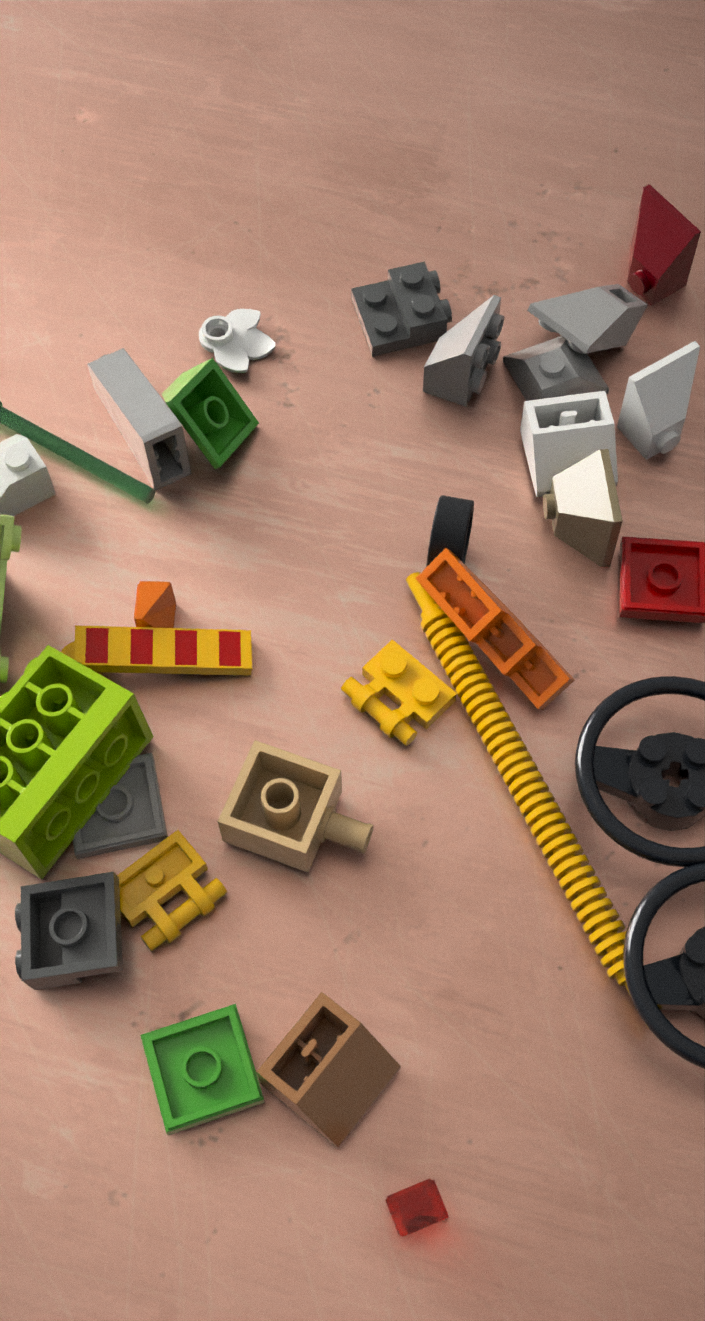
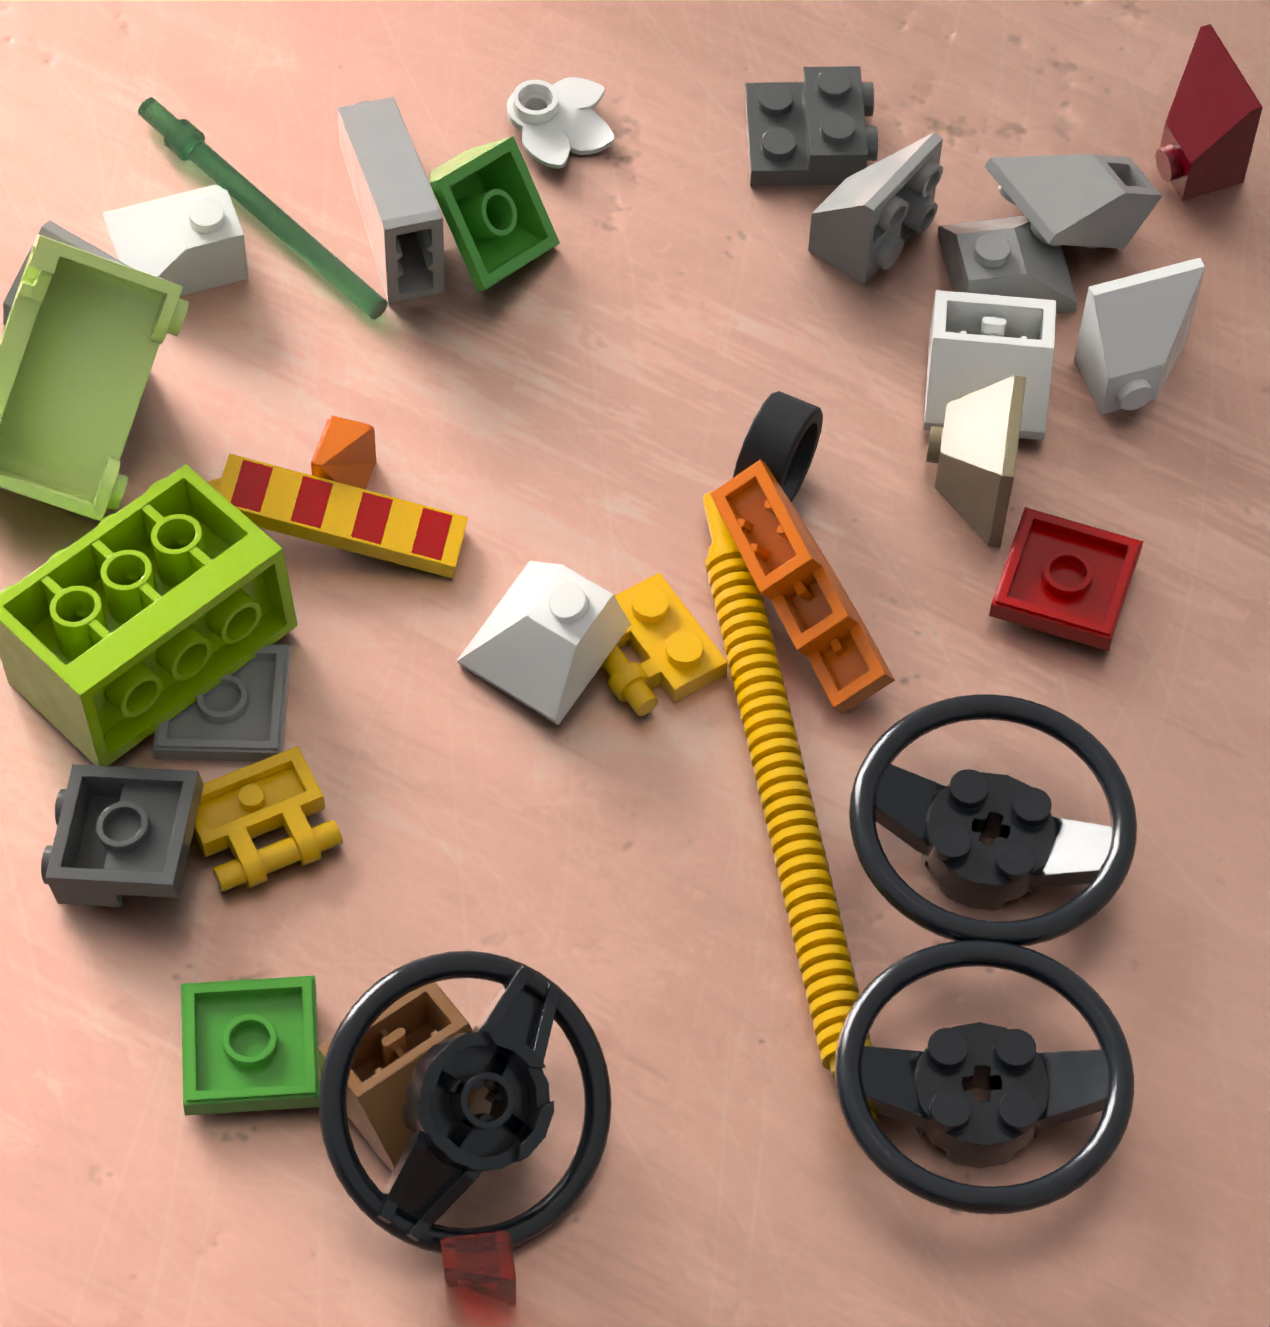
camera: 10 degrees right, 5 degrees down
(287, 808) = (451, 751): tan brick -> none
(329, 707) = (546, 638): none -> white slope
(392, 1052) = (447, 1140): none -> black piece

